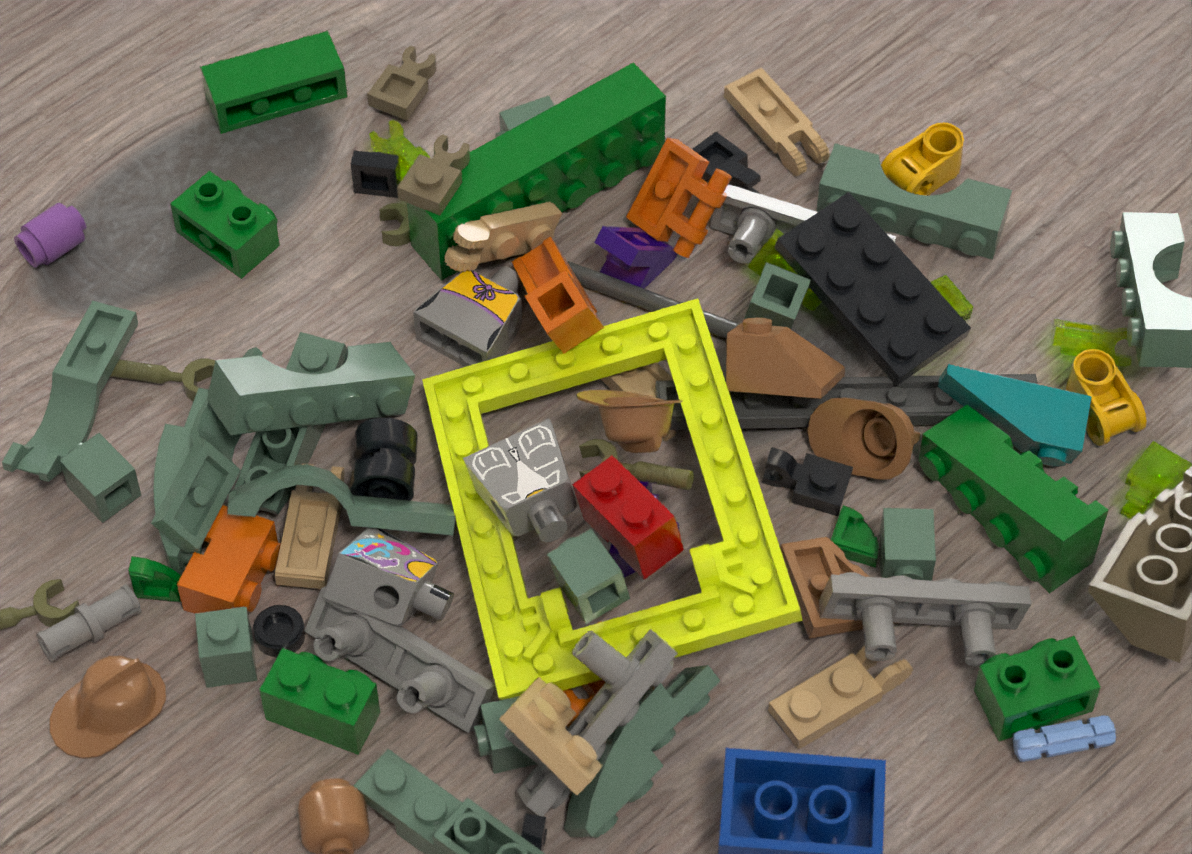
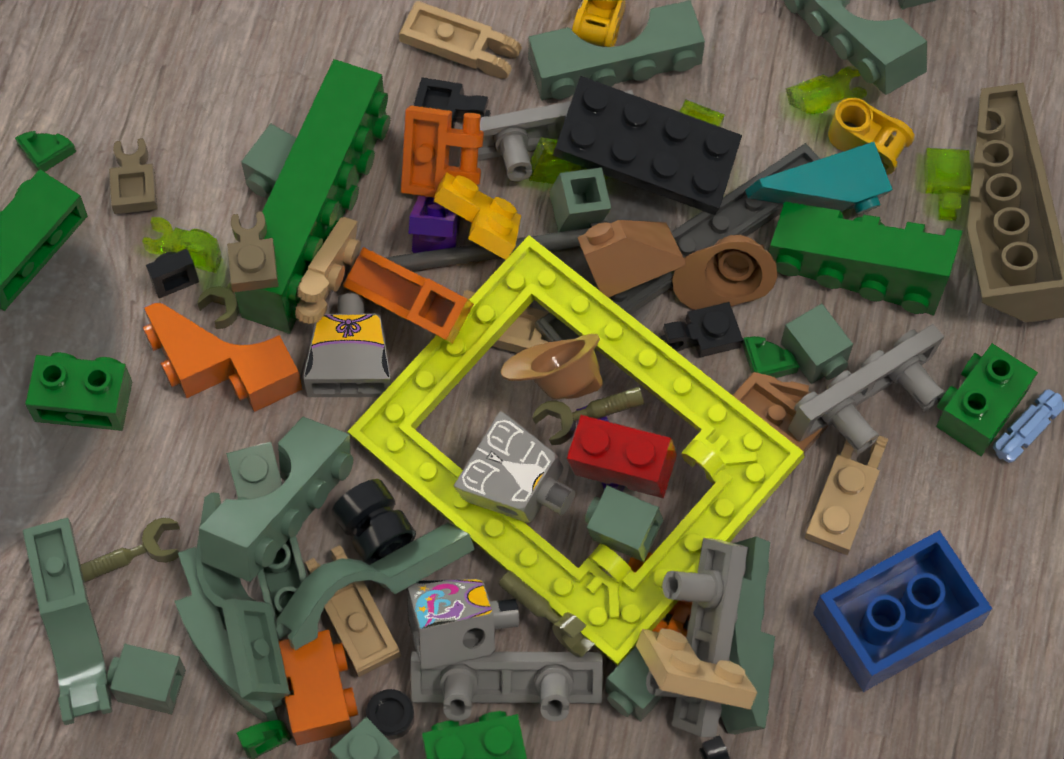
camera: 35 degrees left, 10 degrees up
(344, 257) = (202, 360): none -> orange arch
(352, 26) = (45, 149): none -> green tile
(474, 636) = (566, 628): none -> olive piece
(677, 271) = (492, 220): none -> yellow plate

